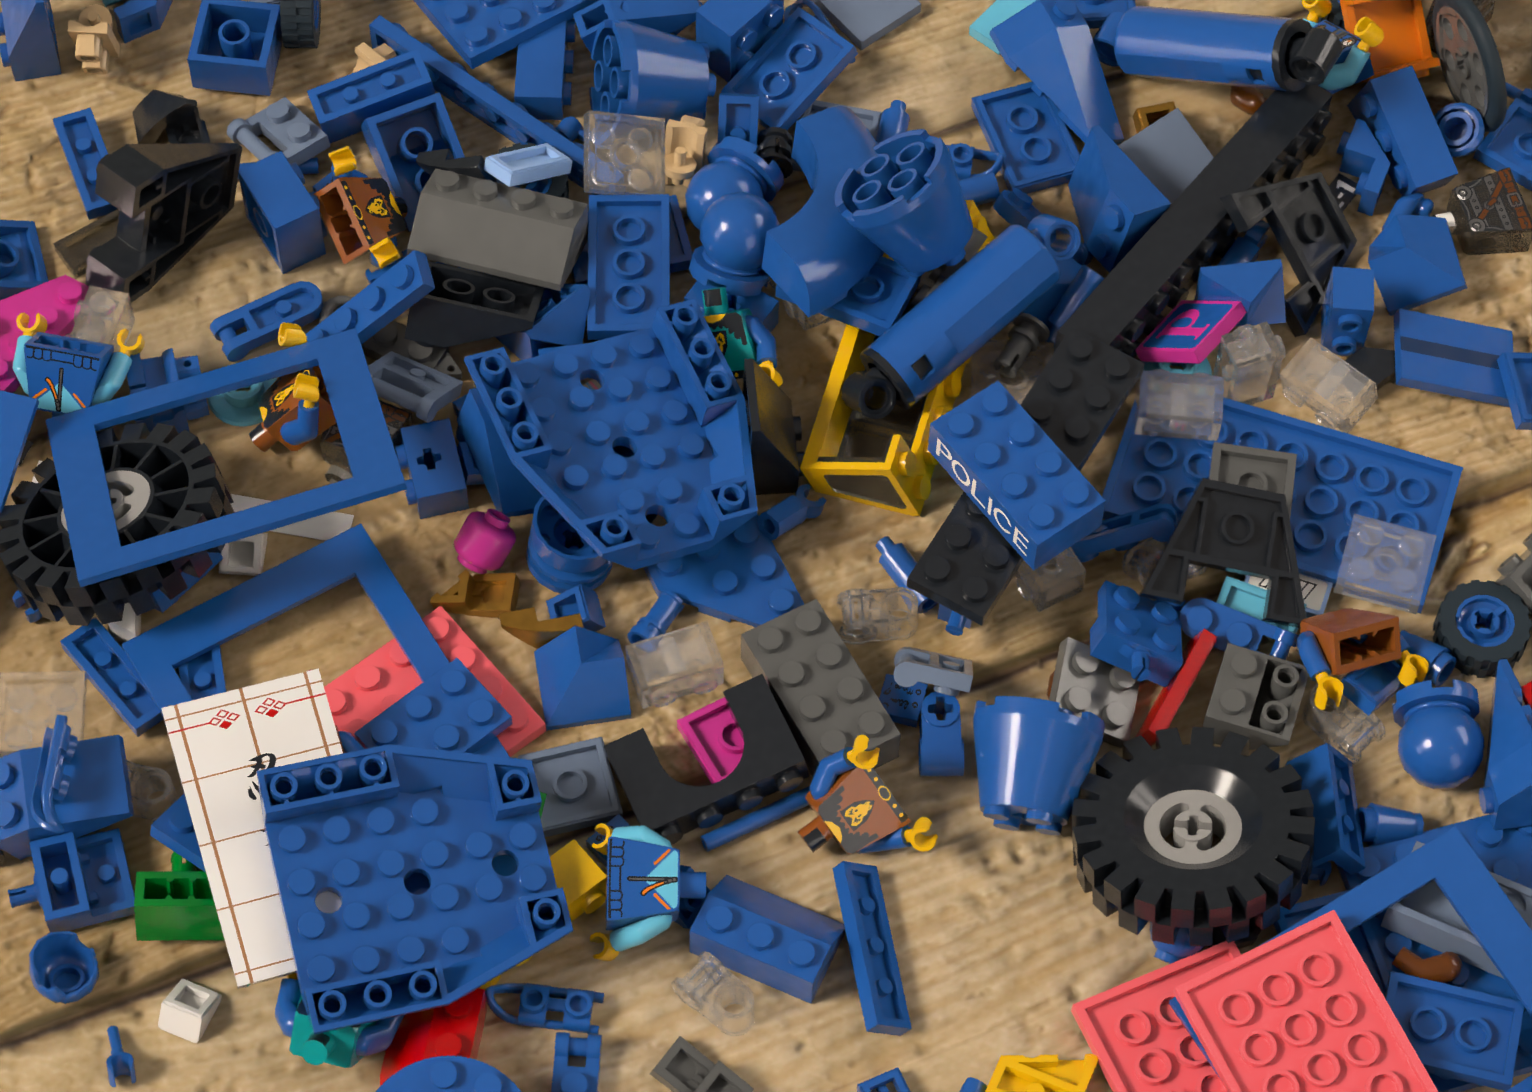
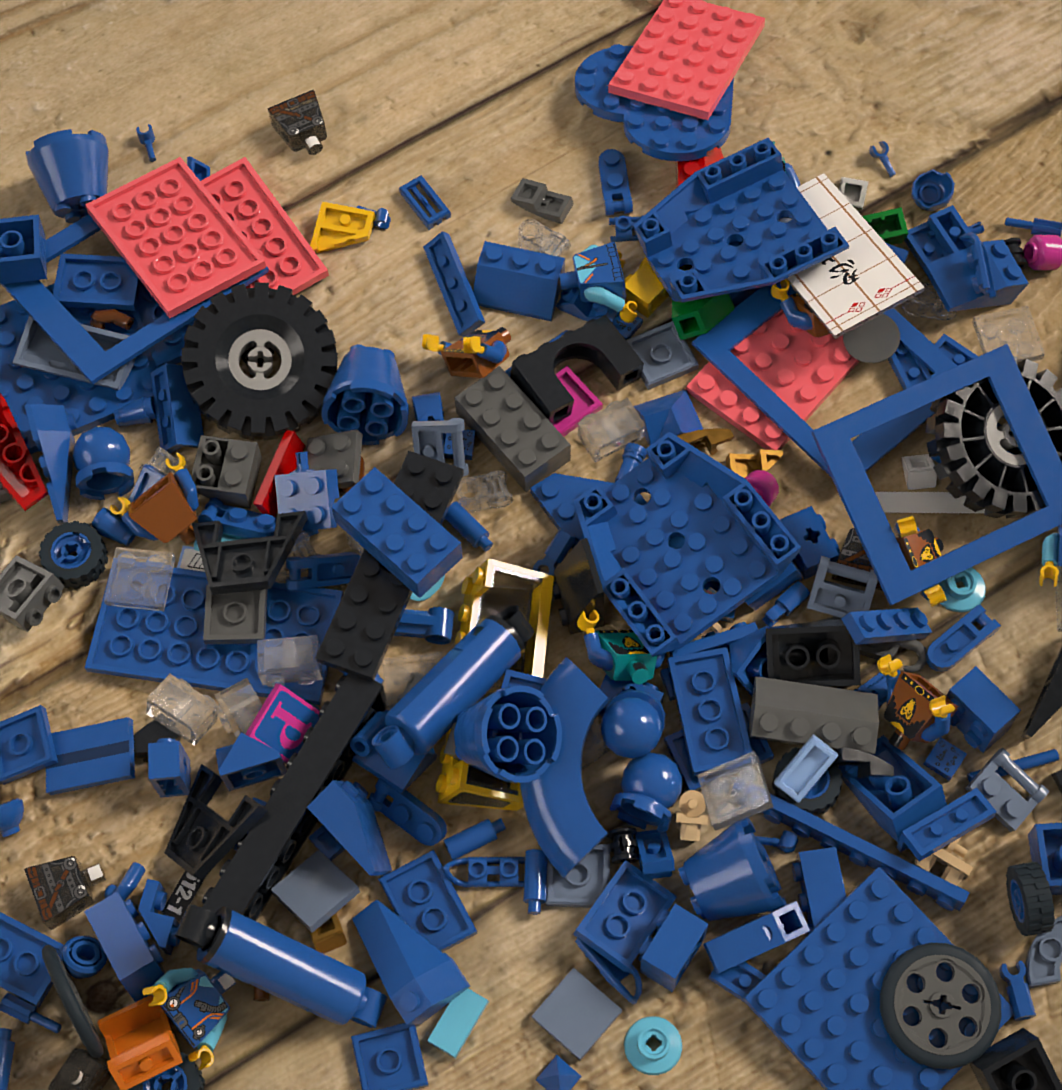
camera: 175 degrees right, 5 degrees up
(163, 370) = (1018, 570): blue hips -> none
(442, 713) = (754, 355): blue plate -> none
(1415, 262) = (119, 831): blue slope -> none

